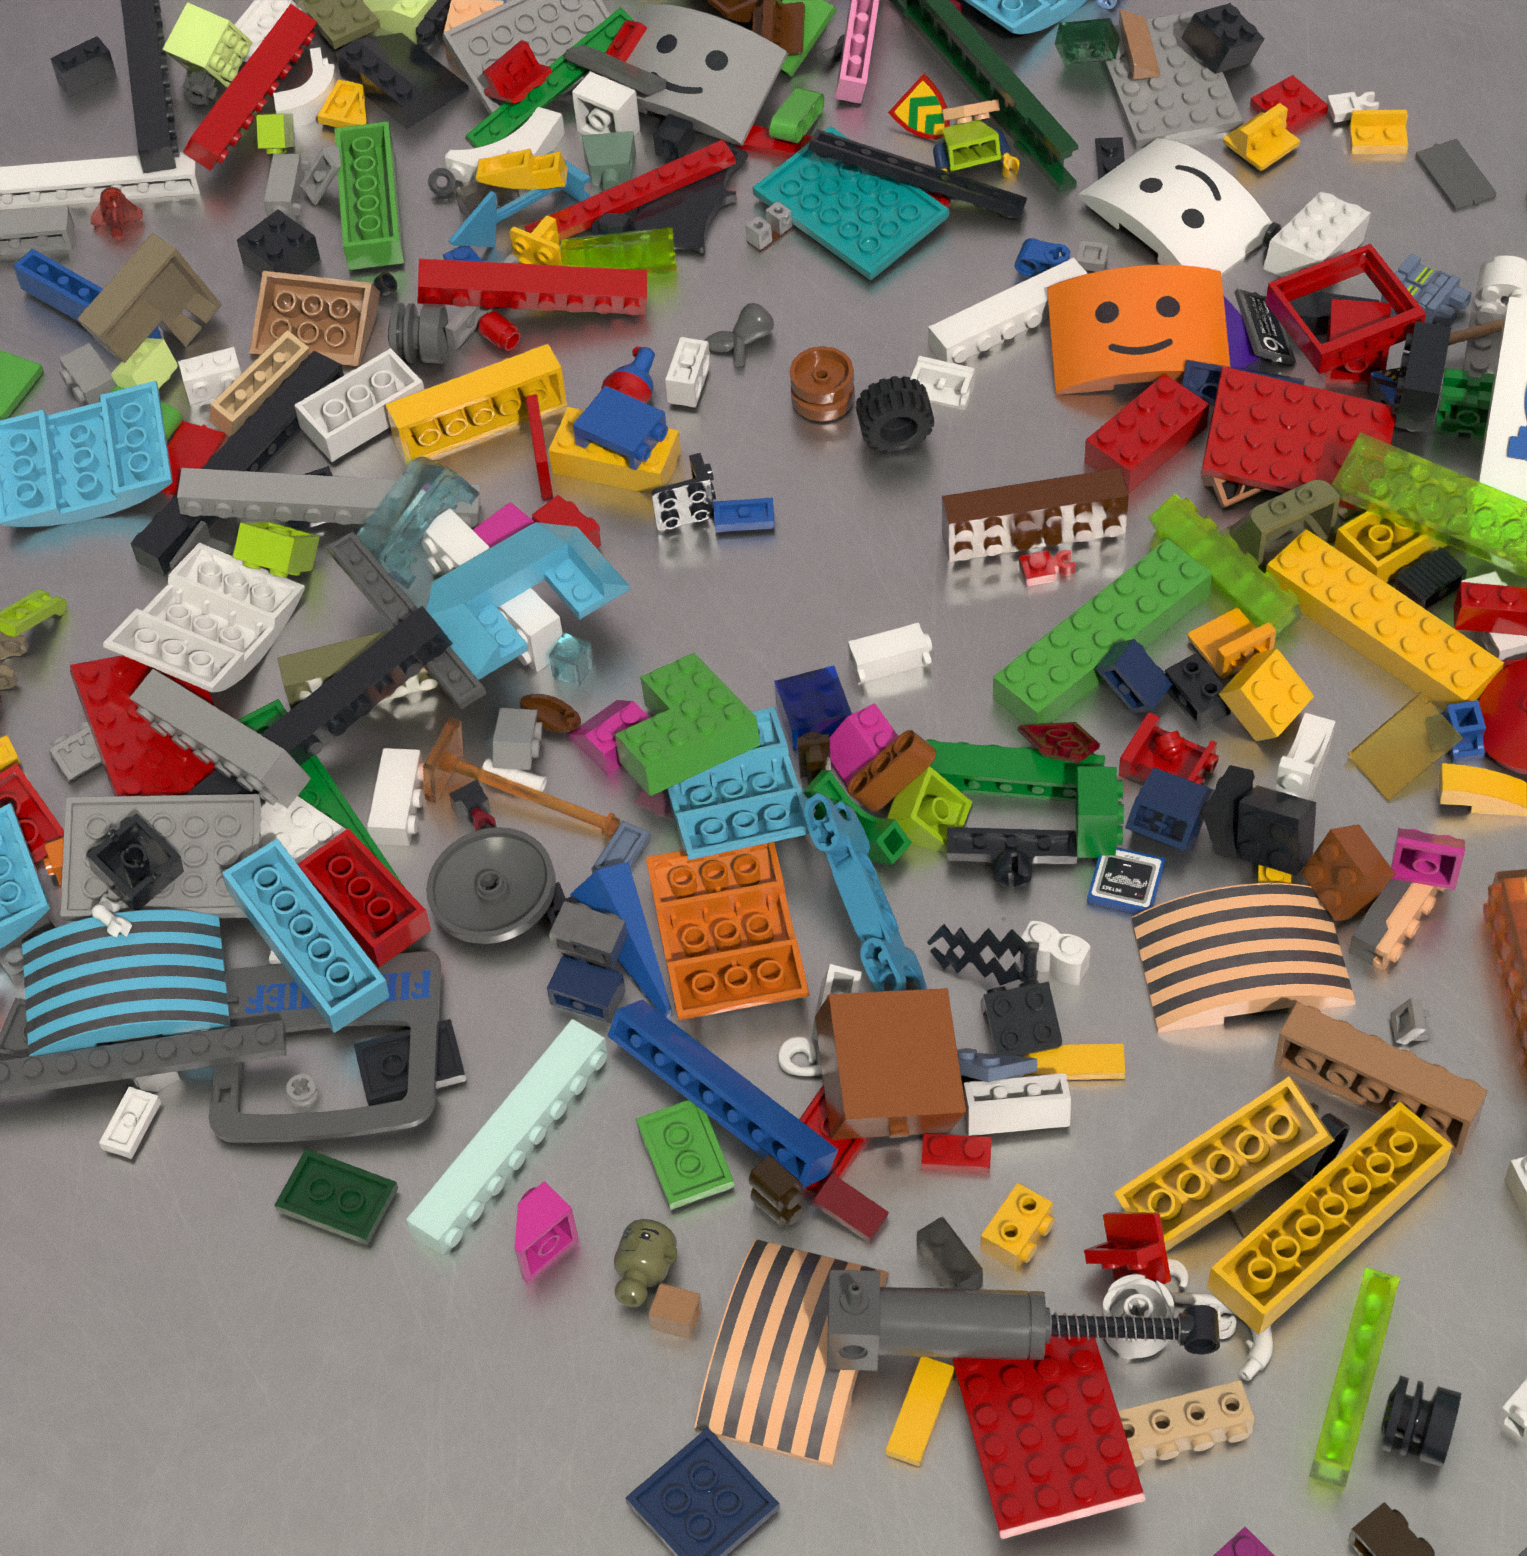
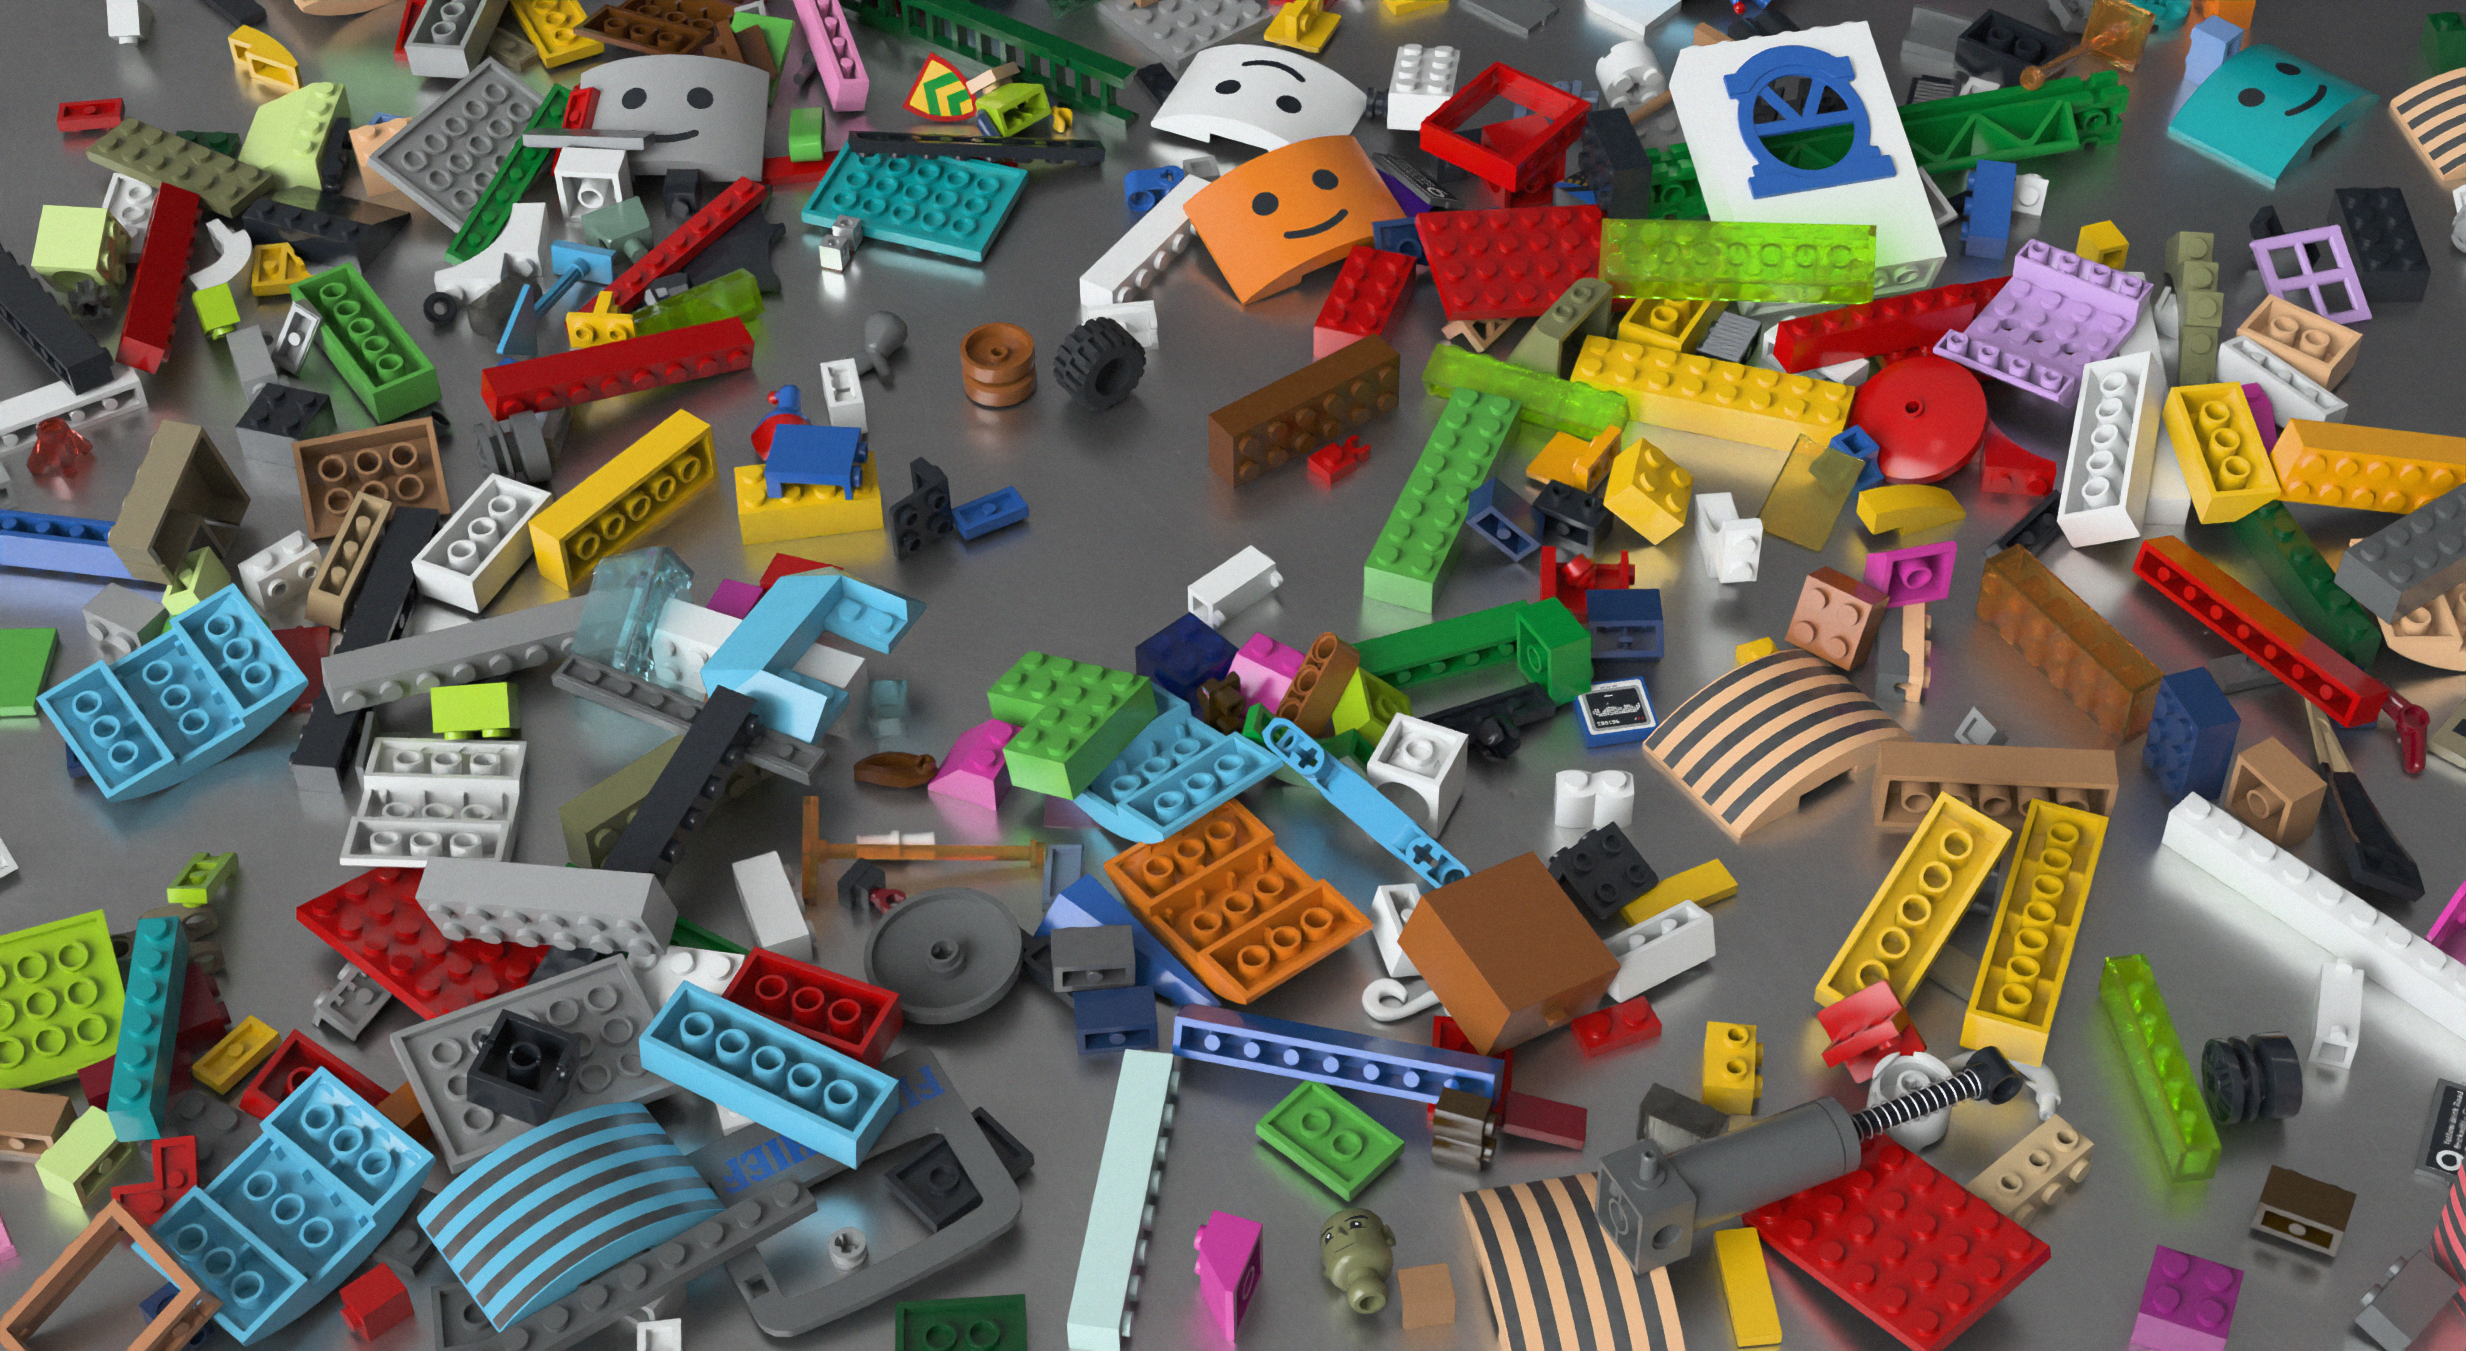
camera: 30 degrees left, 10 degrees down
(103, 912) = (516, 1133): white arm -> none
(499, 331) = (599, 427): red brick -> none
(515, 74) = (475, 175): red bracket -> none
(516, 738) = (879, 802): light grey brick -> none
(523, 170) = (539, 263): yellow slope -> none
(539, 447) = (724, 516): red tile -> none
(922, 878) = (1420, 770): none -> white brick
(973, 949) = (1511, 825): black piece -> none
(992, 1066) = (1615, 921): sand blue wing -> none
(1060, 740) = (1469, 602): dark red tile -> none
(1222, 809) = (1686, 605): black brick -> none
(1276, 830) = (1744, 603): black brick -> none

